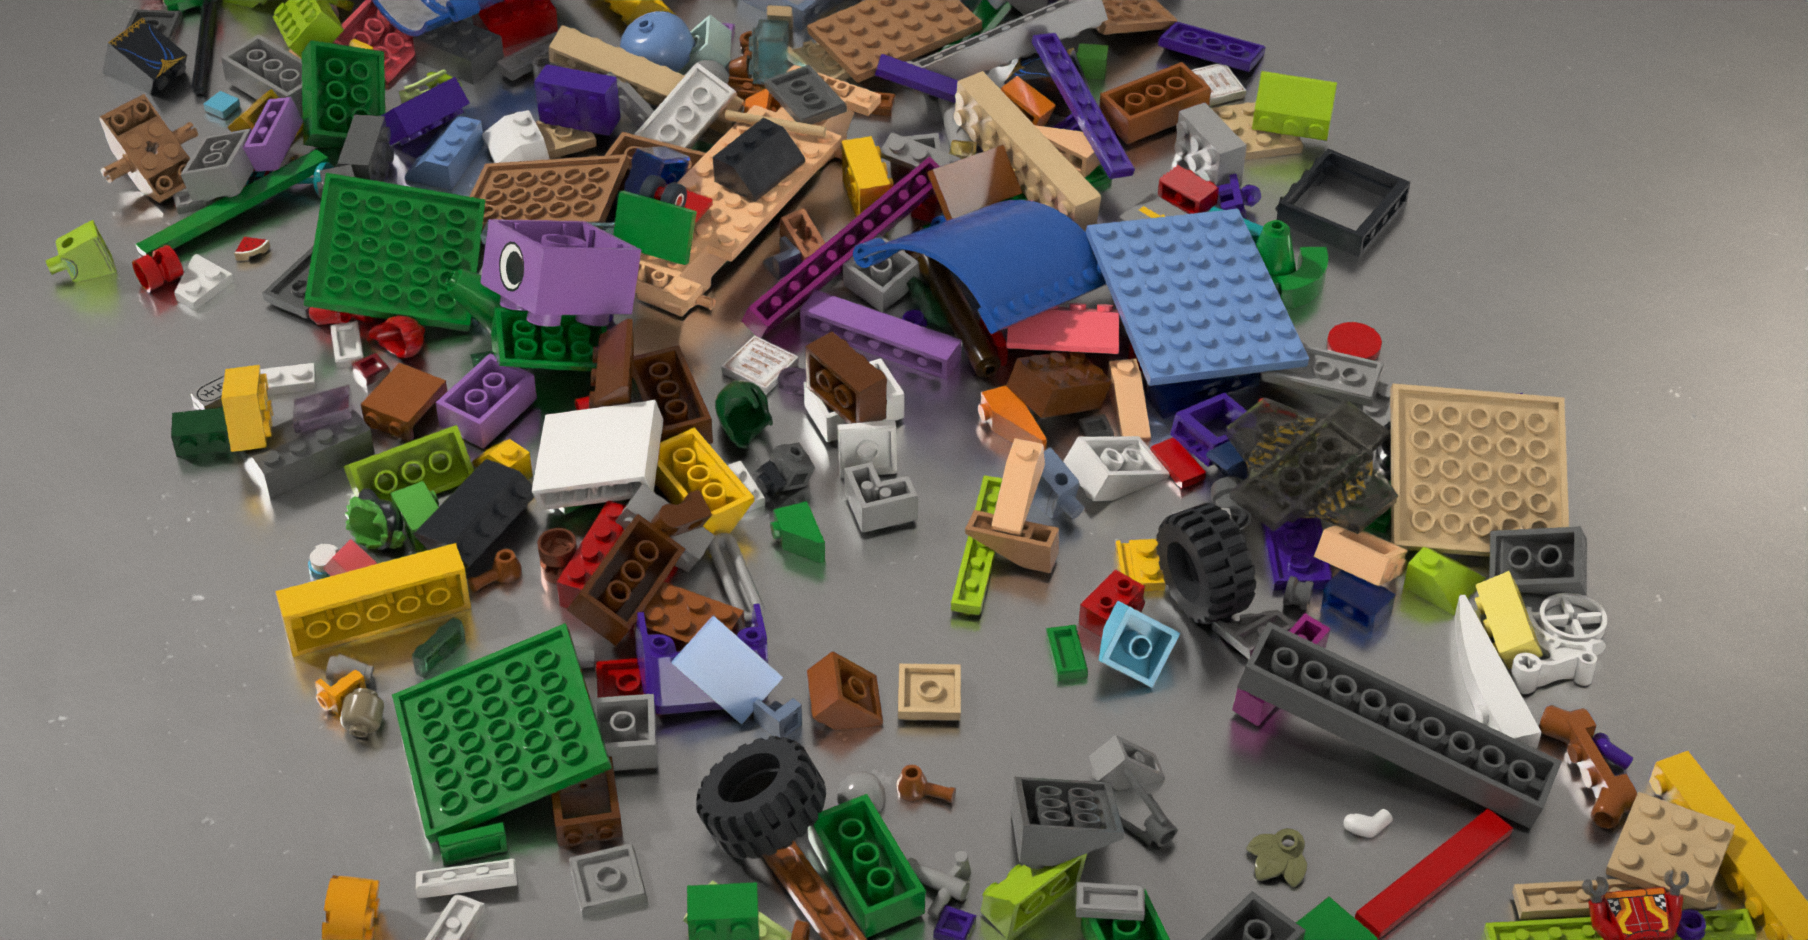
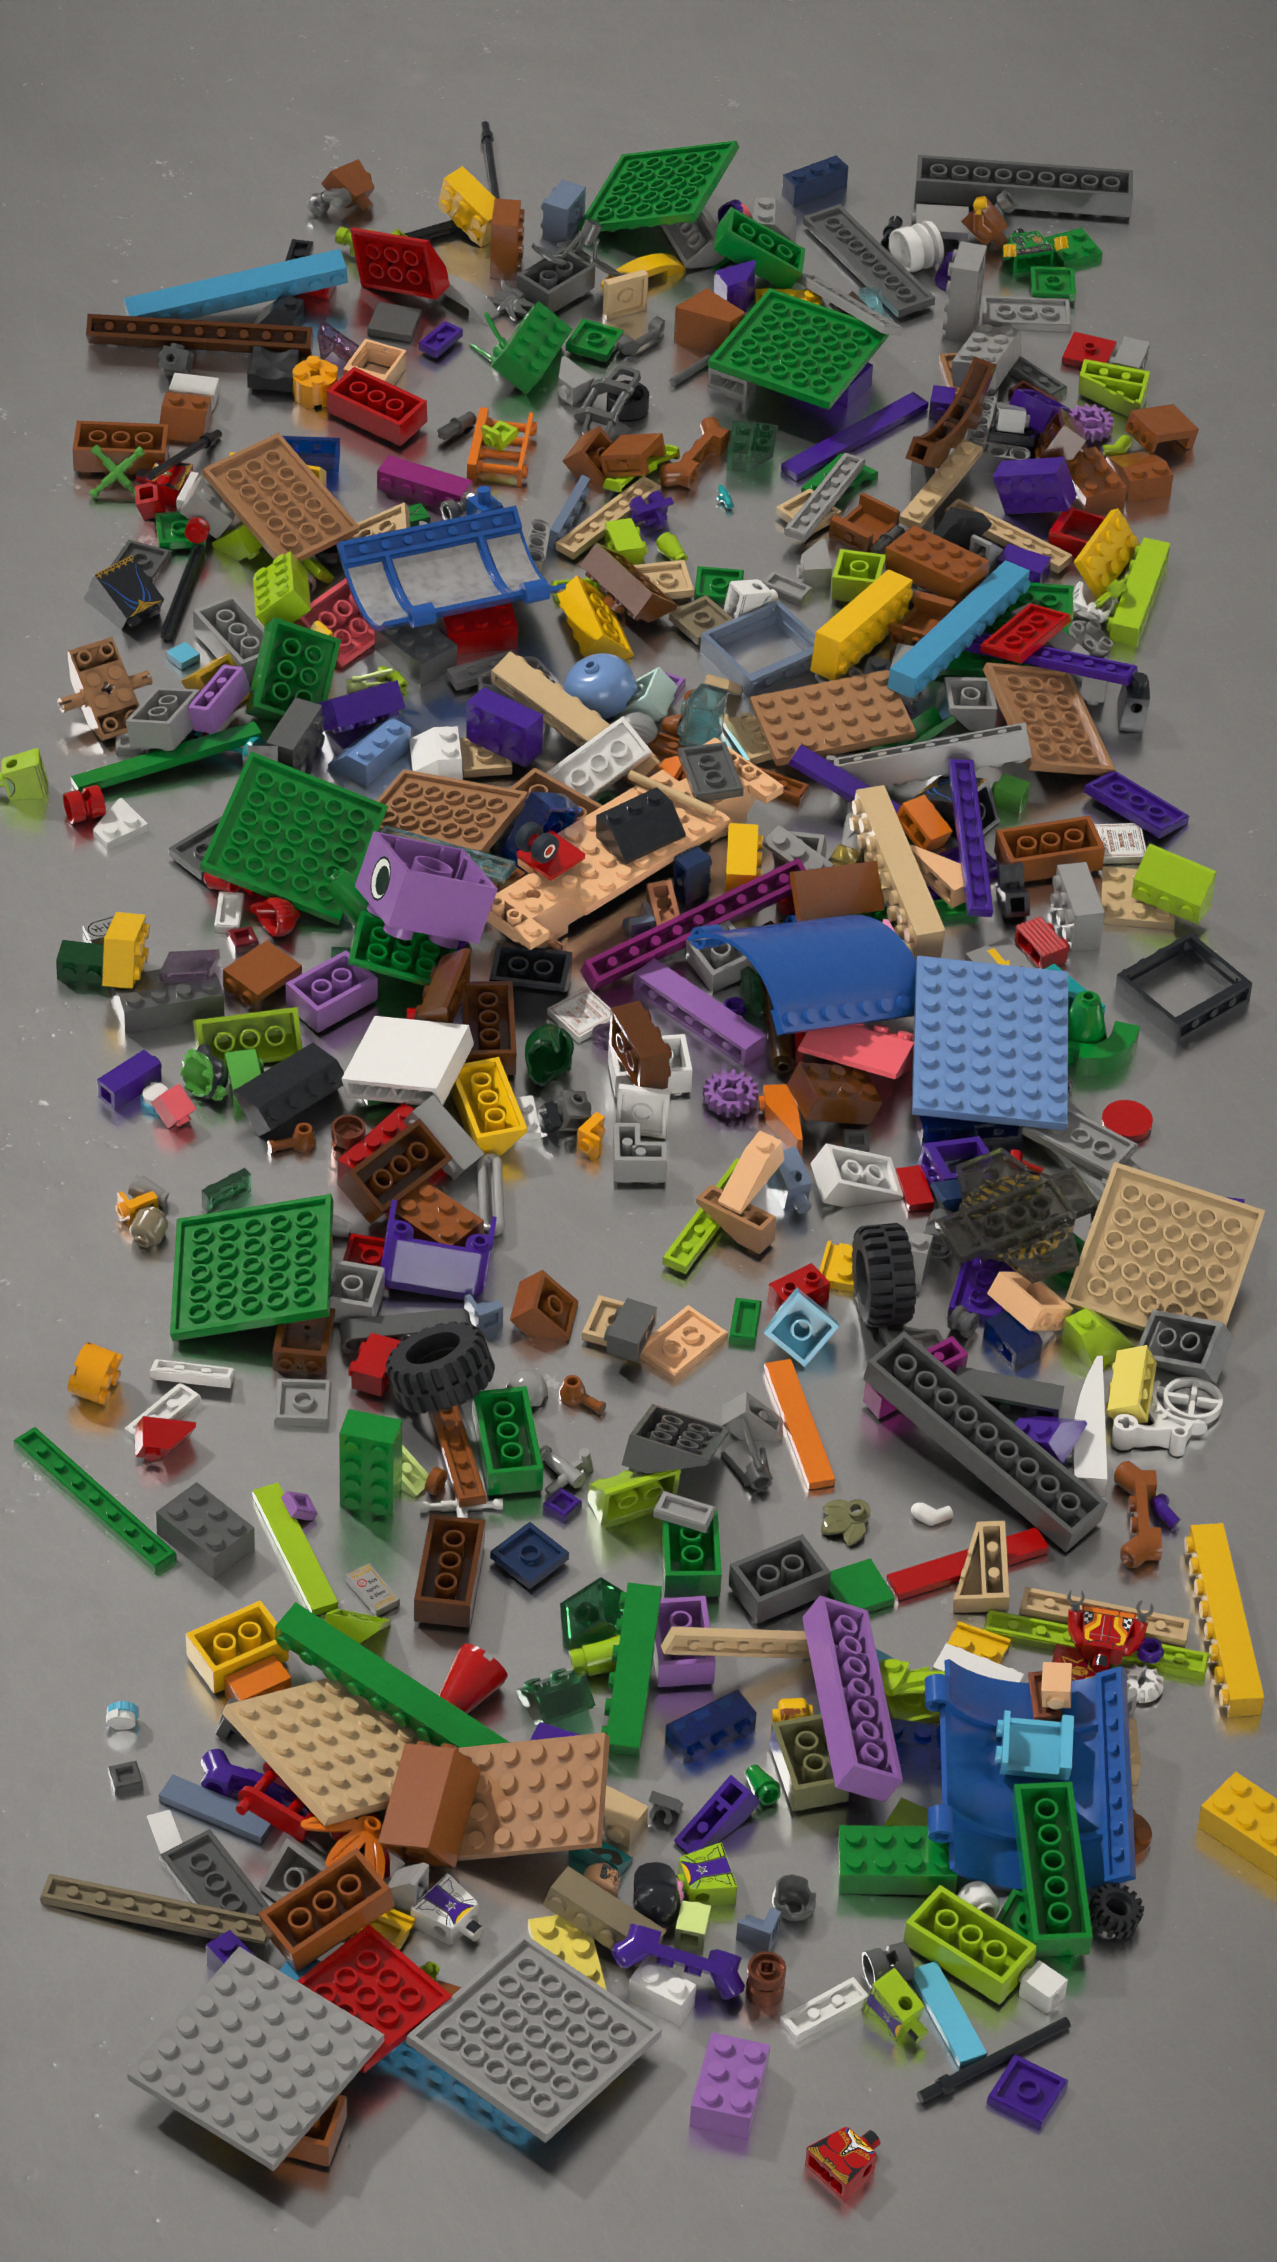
camera: 15 degrees right, 0 degrees up
(250, 247) = (171, 801): tile -> none
(289, 548) = (129, 1079): none -> dark purple brick
(290, 378) = (170, 932): white plate -> none
(373, 599) = (184, 1138): yellow brick -> none
(473, 844) = (205, 1349): green tile -> none
(508, 454) = (334, 1044): yellow slope -> none
(632, 103) = (554, 739): light grey hinge -> none
(655, 227) = (520, 869): green tile -> none
(677, 818) = (369, 1369): none -> red brick
(684, 517) = (458, 1131): reddish brown leg -> none
(686, 764) = (395, 1326): none -> dark grey beam
(692, 327) = (533, 967): none -> black slope
(726, 669) = (450, 1263): light blue tile -> none
(798, 531) = (557, 1167): green slope -> none
(819, 488) = (591, 1134): none -> light orange bracket
(820, 198) = (691, 875): none -> dark blue brick
(950, 409) = (730, 1093): none -> medium lavender gear
(954, 695) = (630, 1329): none -> dark grey brick
(1008, 695) = (682, 1343): none -> light nougat tile
(1128, 398) = (895, 1122): light nougat slope -> none
(1134, 140) = (1010, 892): none -> black brick
(1178, 756) = (799, 1424): none -> orange tile
(1235, 198) = (1084, 960): dark purple hips -> none
(1405, 661) = (1015, 1395): none -> dark grey brick
(1462, 693) = (1053, 1433): none -> dark purple slope
(1469, 878) = (985, 1572): none -> tan wedge
(1668, 838) = (1169, 1583): tan plate -> none

